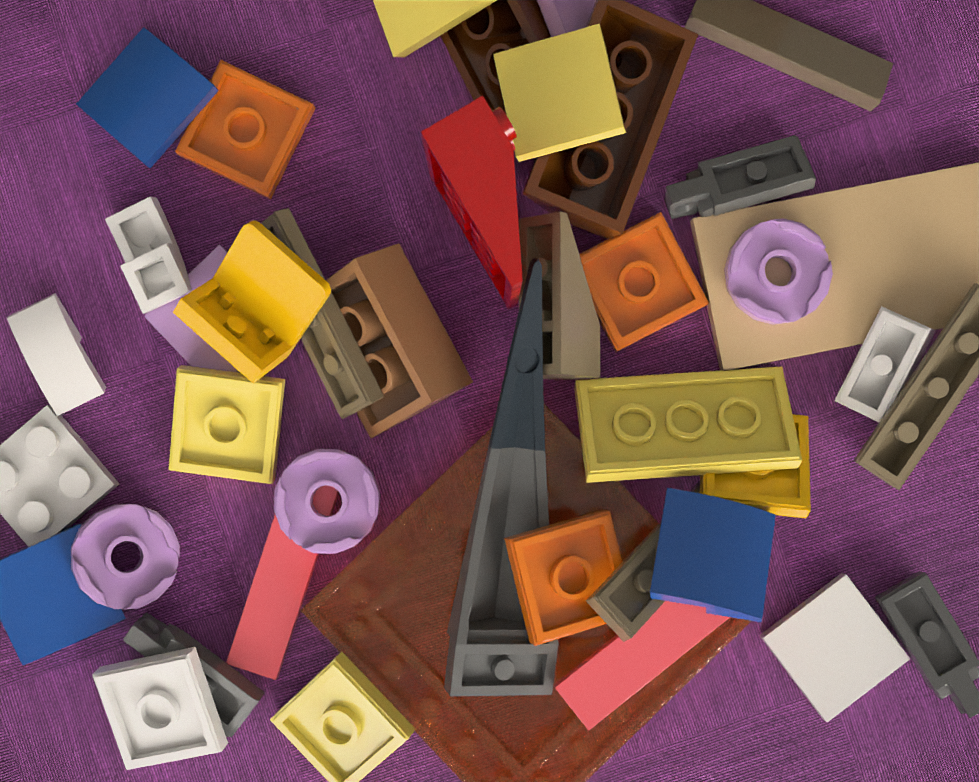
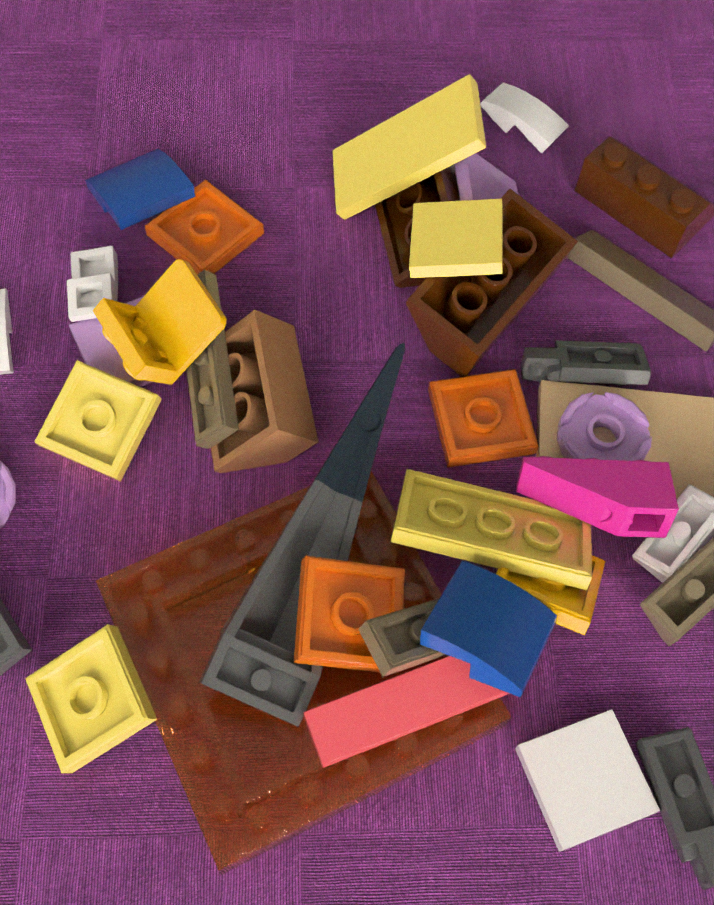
camera: 15 degrees right, 25 degrees down
(276, 598) = (92, 555): coral tile -> none
(295, 501) = (161, 526): lavender tile -> none
(475, 174) = (371, 270): red slope -> none
(568, 310) = (414, 408): dark tan slope -> none
(802, 354) = (609, 494): none -> dark pink slope

